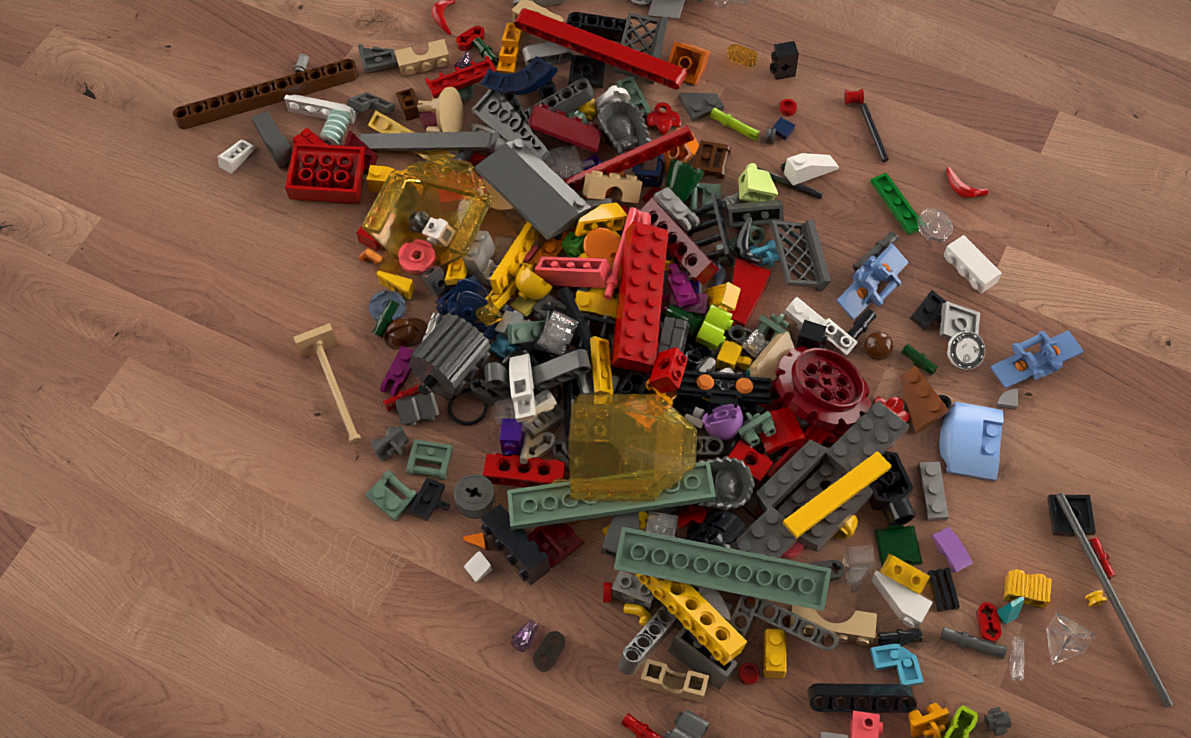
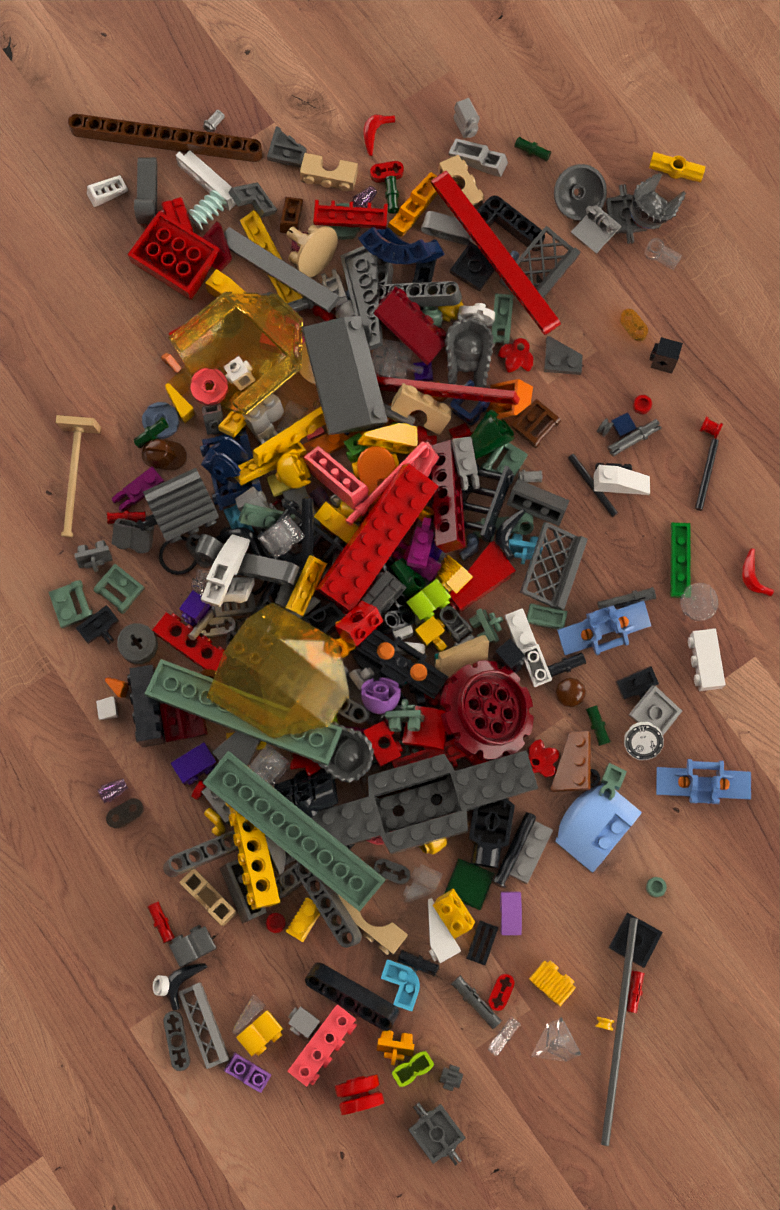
camera: 25 degrees right, 15 degrees up
(417, 221) = (227, 352): dark grey gear -> none
(435, 320) = (187, 463): white axle -> none
(489, 314) = (236, 483): clear yellow plate -> none
(589, 571) = (194, 764): none -> dark purple brick
(691, 59) = (575, 306): orange slope -> none
(728, 120) = (576, 391): lime pin -> none
(755, 344) = (456, 634): clear slope -> none
(756, 185) = (557, 474): yellowish green torso -> none
(801, 127) = (640, 434): none -> dark grey pin
(820, 296) = (546, 616): none -> sand green plate
(836, 494) = (433, 818): yellow tile -> none
(918, 497) = (514, 850): none -> black axle
(962, 394) = (613, 779): none -> sand green plate
(1009, 399) = (653, 806): light grey tile -> none
(1011, 610) = (525, 993): teal slope -> none
(1056, 463) = (656, 887): none -> sand green tile

